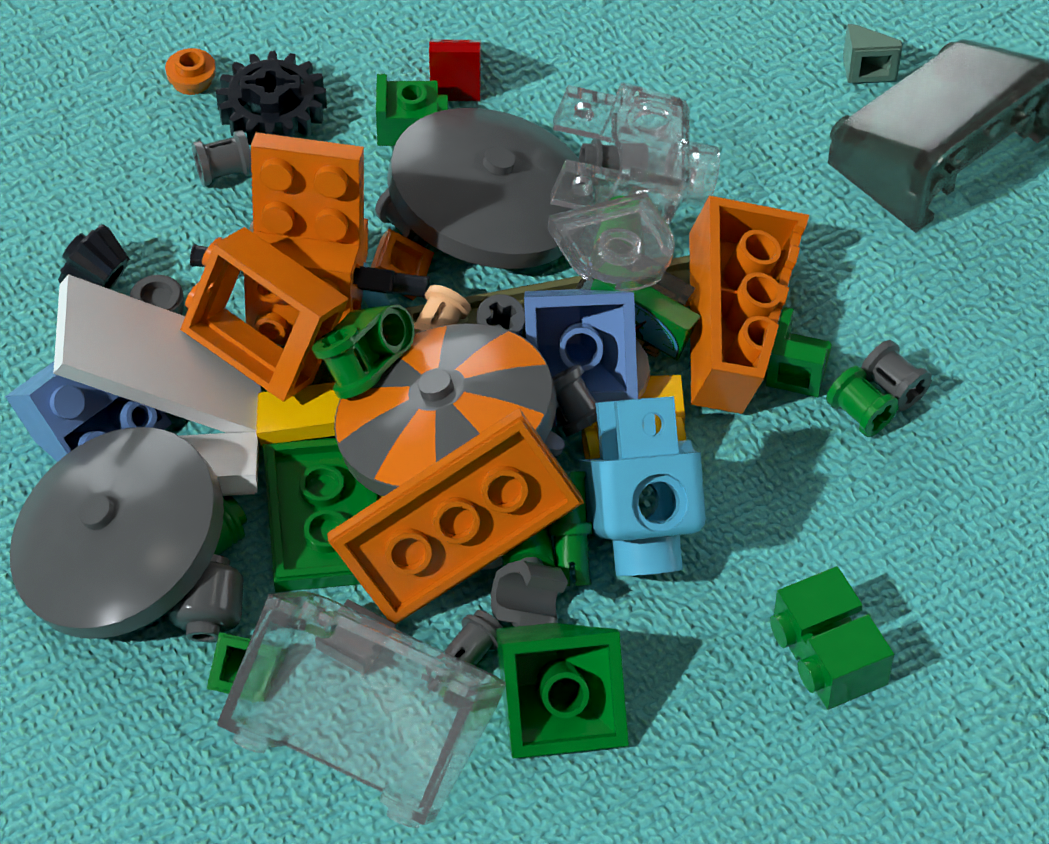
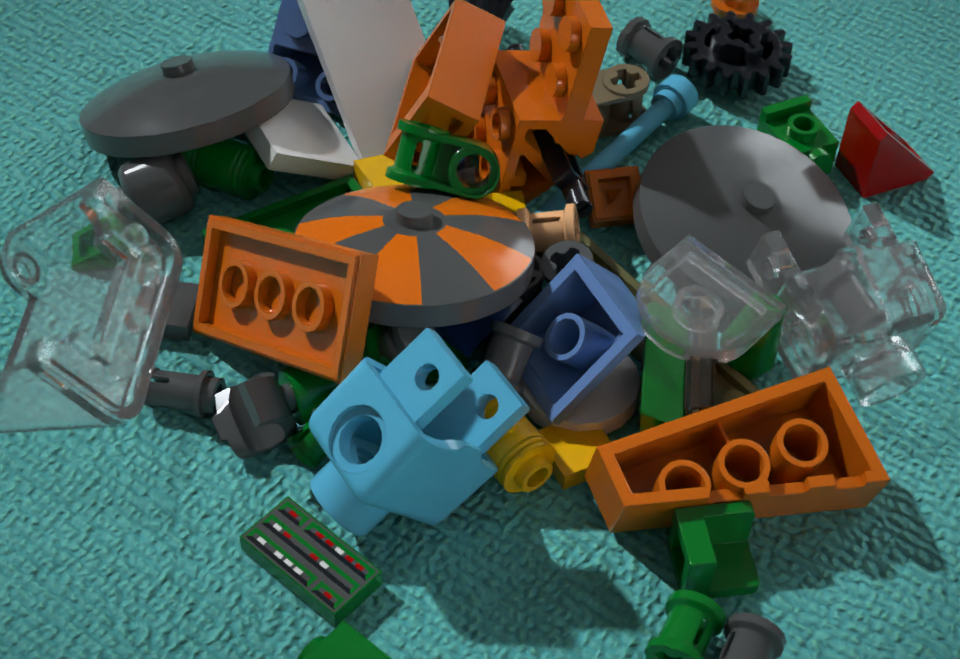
camera: 65 degrees right, 5 degrees down
(562, 688) = (147, 467): green slope -> none
(682, 612) = (311, 561): none -> tile

